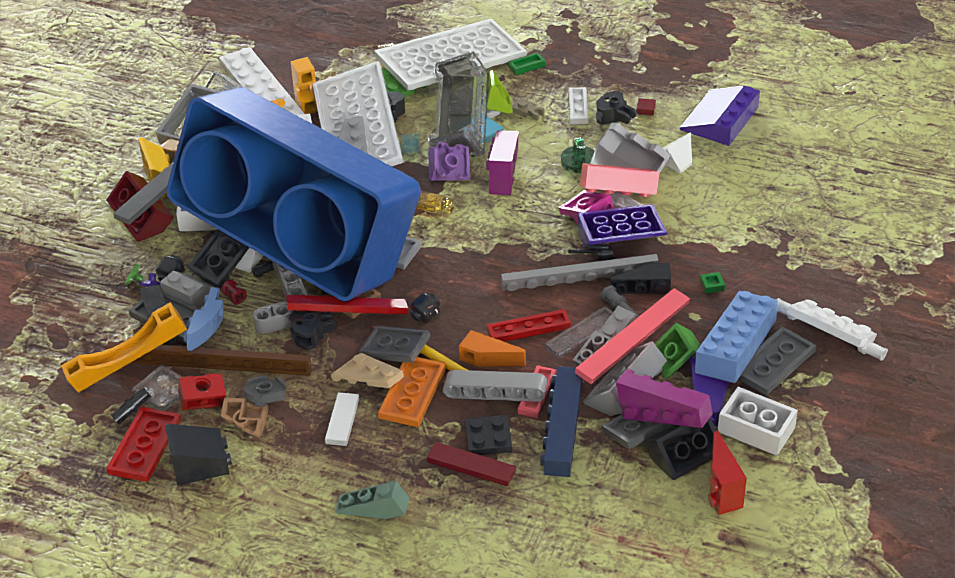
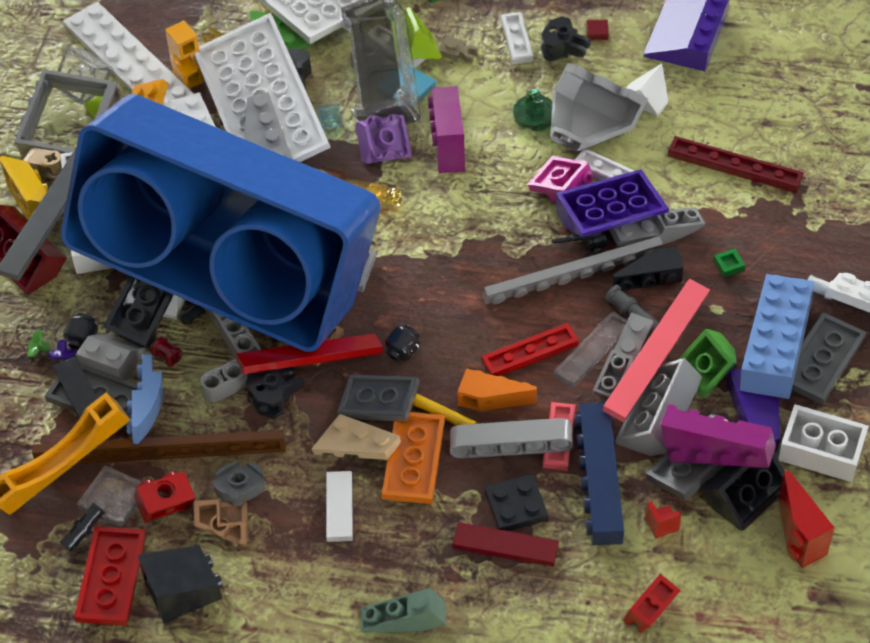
camera: 10 degrees left, 10 degrees up
(580, 519) = (652, 603): none -> red hinge
(607, 463) = (662, 520): none -> red panel
(619, 179) = (593, 139): brick -> none
(667, 249) = (668, 226): none -> light grey slope
(737, 213) = (735, 164): none -> dark red tile

